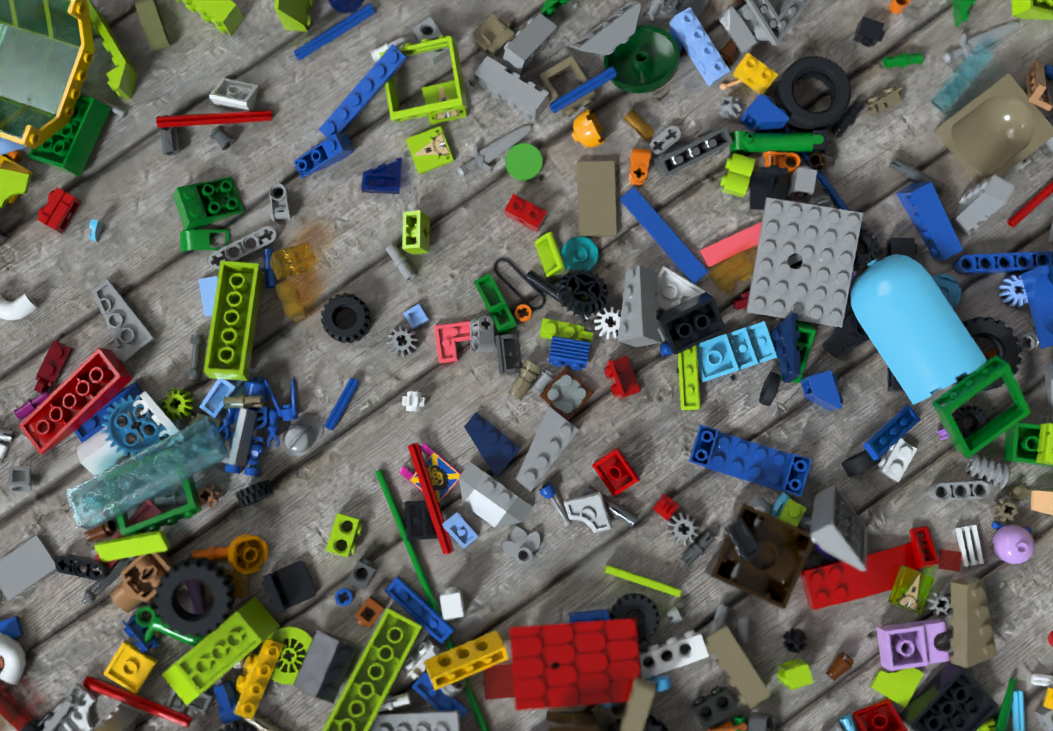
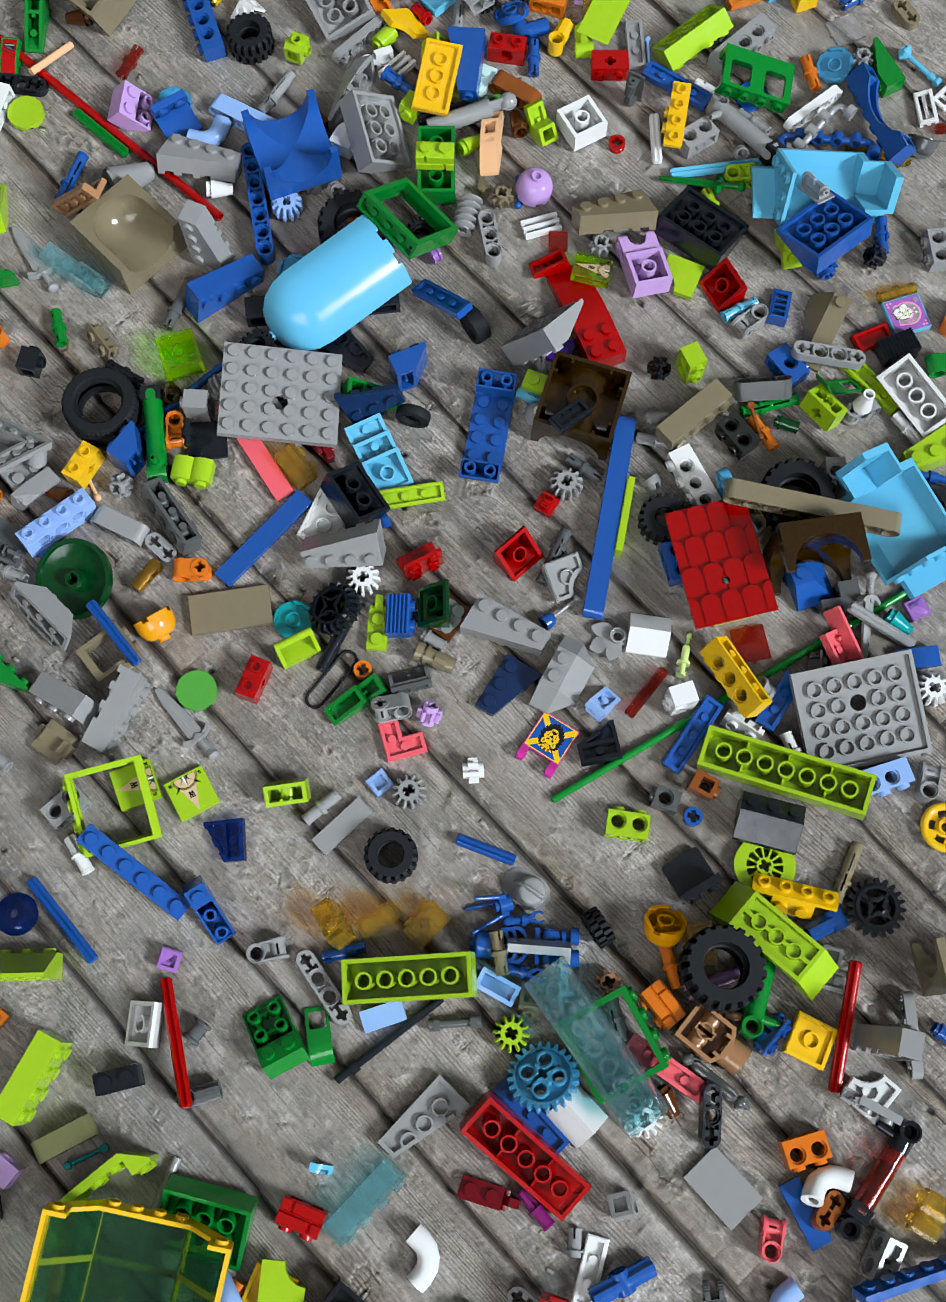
camera: 95 degrees left, 10 degrees down
(46, 644) = (803, 1143): none -> orange brick
(62, 263) = (364, 1201): none -> clear light blue brick
(132, 546) = (678, 1052): lime tile -> none
(141, 54) = (103, 1148): none -> teal hinge
(159, 416) = (529, 1049): white plate -> none
(173, 268) = (354, 1065): none -> black bar
(183, 539) = (662, 1005): none -> orange brick
(192, 70) = (118, 1079): none -> black brick
(272, 337) = (438, 921): none -> clear yellow brick
(286, 119) = (169, 959): none -> medium lavender tile
(381, 279) = (342, 826): none -> light grey tile
(430, 497) = (573, 737): red axle -> none
(467, 574) = (646, 692): none -> clear red axle
(471, 368) = (429, 713): none -> lavender gear
(495, 615) = (683, 661): none -> yellowish green piece
(522, 585) = (648, 635): none -> white slope
(573, 384) = (433, 605): none -> dark green slope
(644, 566) = (609, 518): none -> blue beam
(691, 104) = (120, 525): none -> light grey beam
(839, 666) = (676, 327): reddish brown cone -> none
(859, 172) = (180, 355): none -> clear neon green brick
(896, 460) = (475, 295): white bracket -> none
(1041, 224) = (218, 189): none -> white cone

